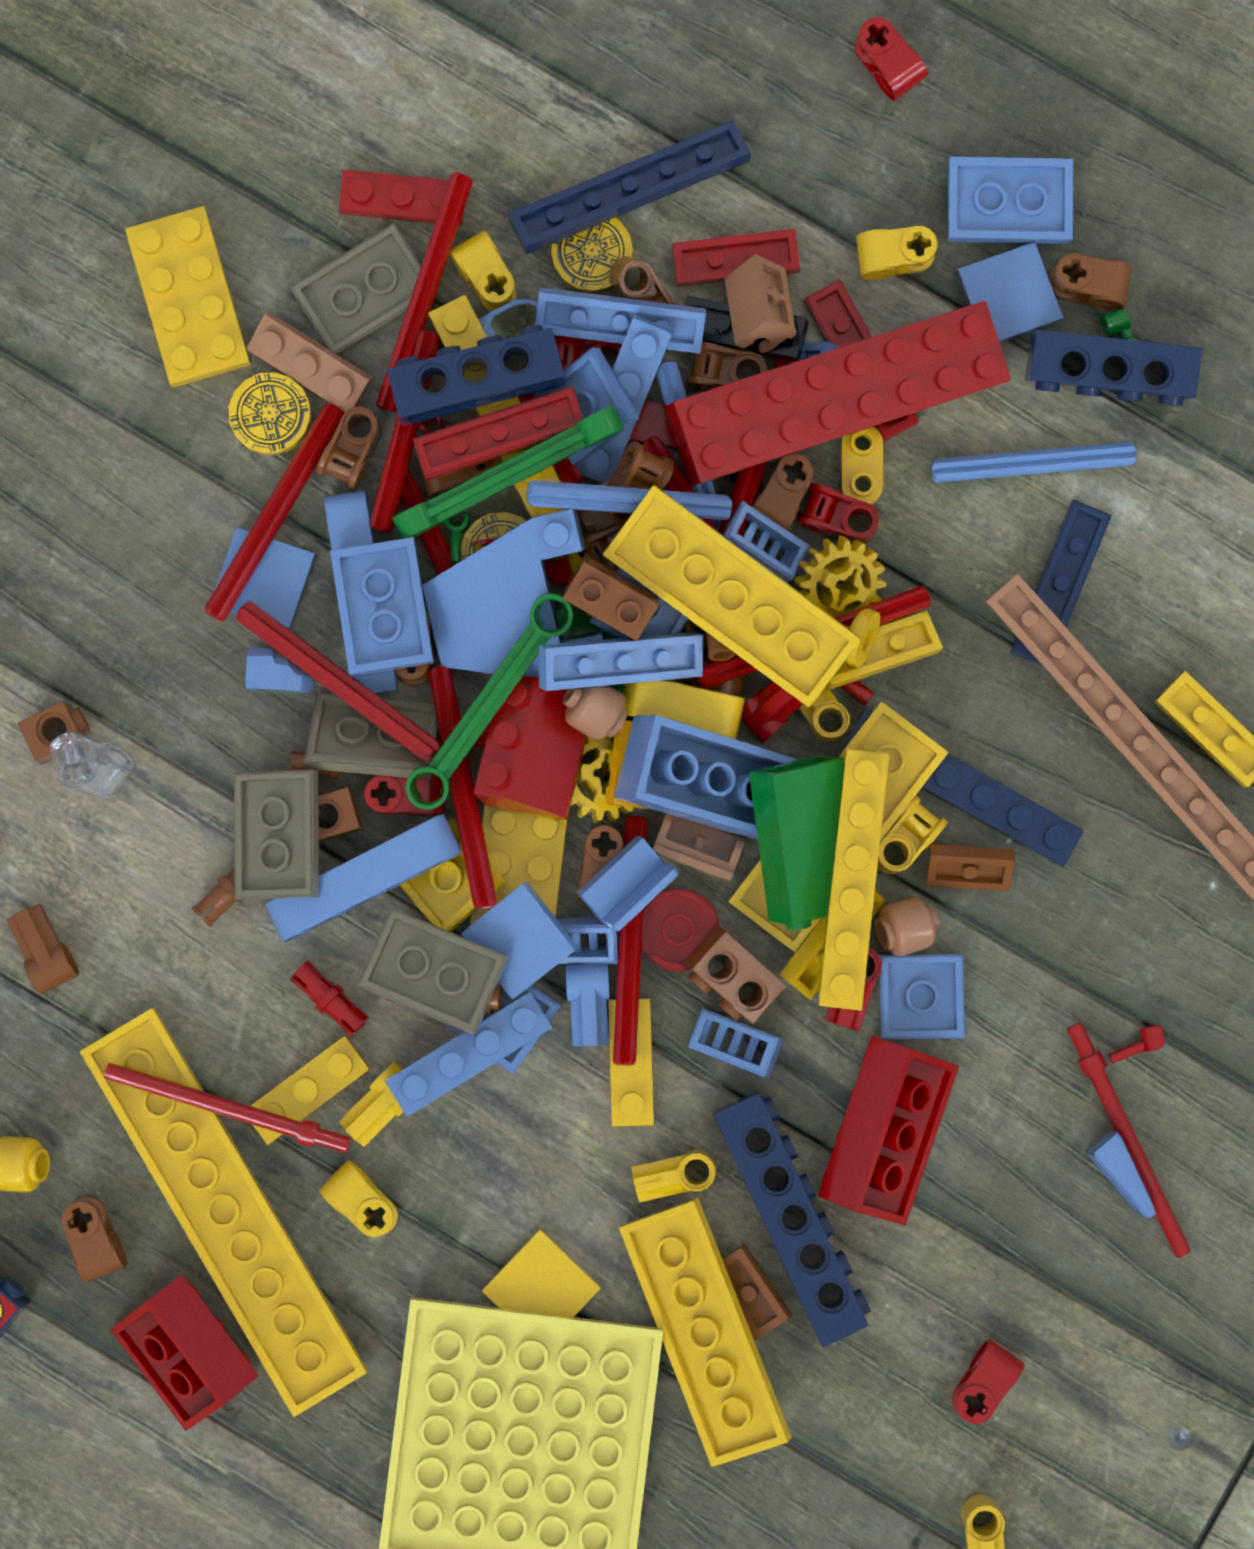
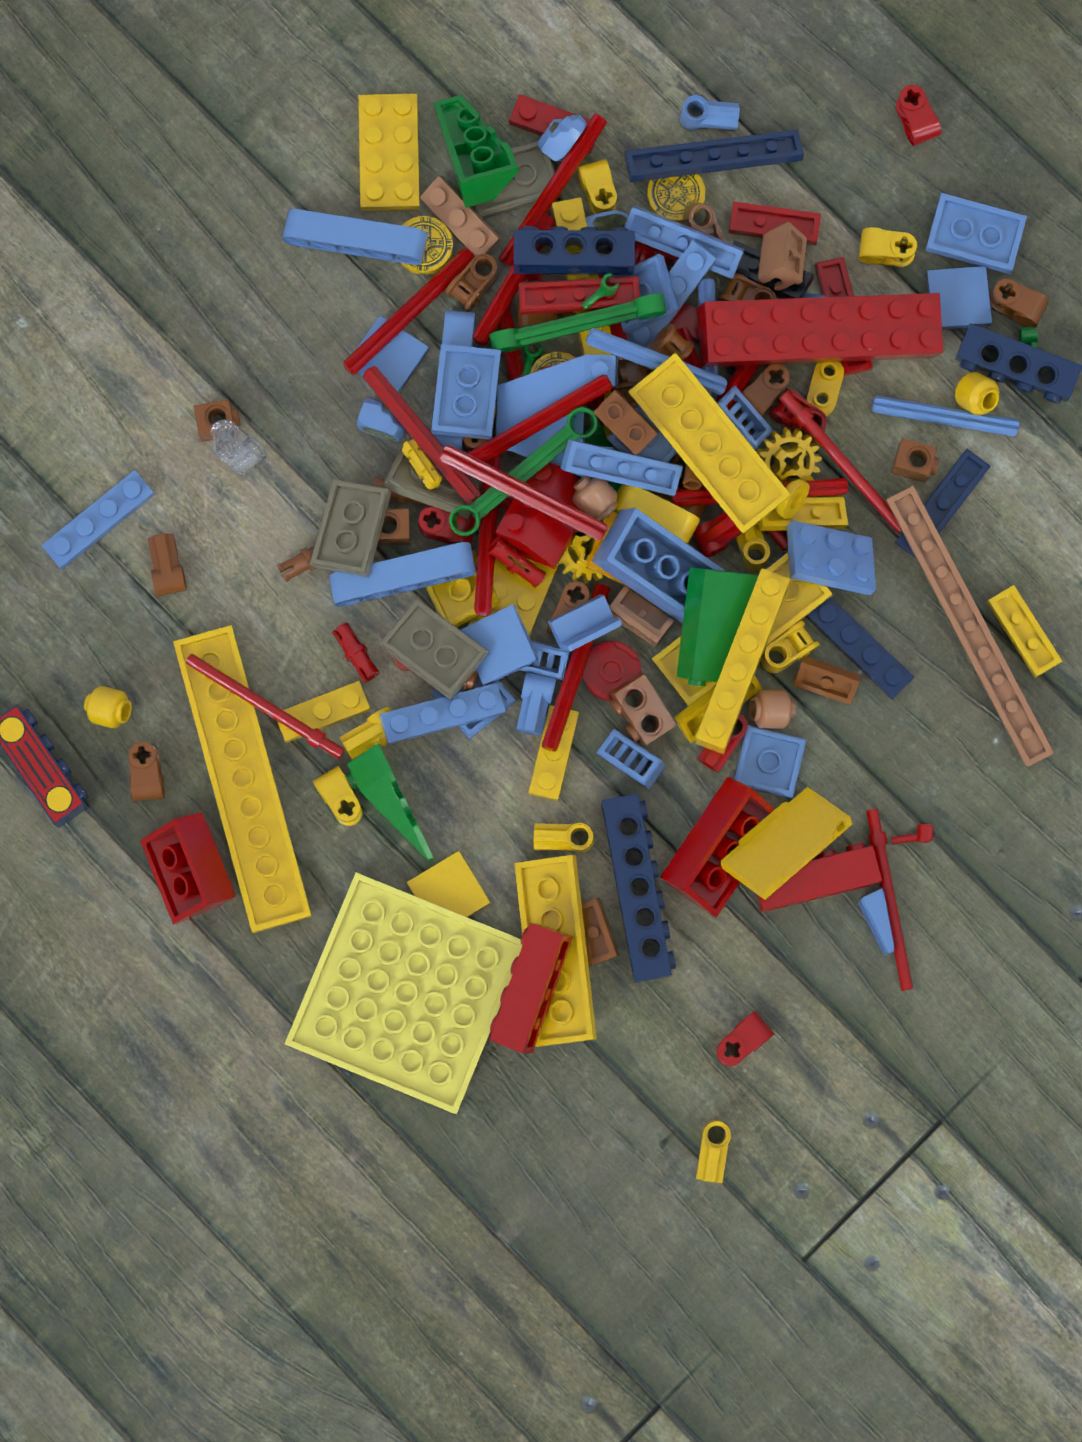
camera: 15 degrees right, 5 degrees down
(173, 428) = (355, 236): none -> medium blue beam
(309, 271) = (476, 153): none -> green wedge
(349, 722) = (422, 464): none -> yellow axle
(413, 1176) = (379, 787): none -> green wedge
(416, 216) = (561, 136): none -> medium blue rock
(487, 629) = (542, 419): none -> red axle
(497, 731) = (523, 492): none -> axle
(512, 823) = (501, 550): none -> red pin
(528, 423) = (603, 290): none -> green hand
(613, 129) = (713, 114): none -> medium blue piece
(685, 1395) = (530, 988): none -> red brick
(848, 521) = (803, 417): none -> red bar
(933, 702) = (831, 558): none -> medium blue plate
(973, 1107) = (785, 842): none -> yellow piece
(995, 548) = (904, 468): none -> dark orange brick
(1025, 1139) = (827, 877): none -> red brick
(1069, 422) = (977, 393): none -> yellow head

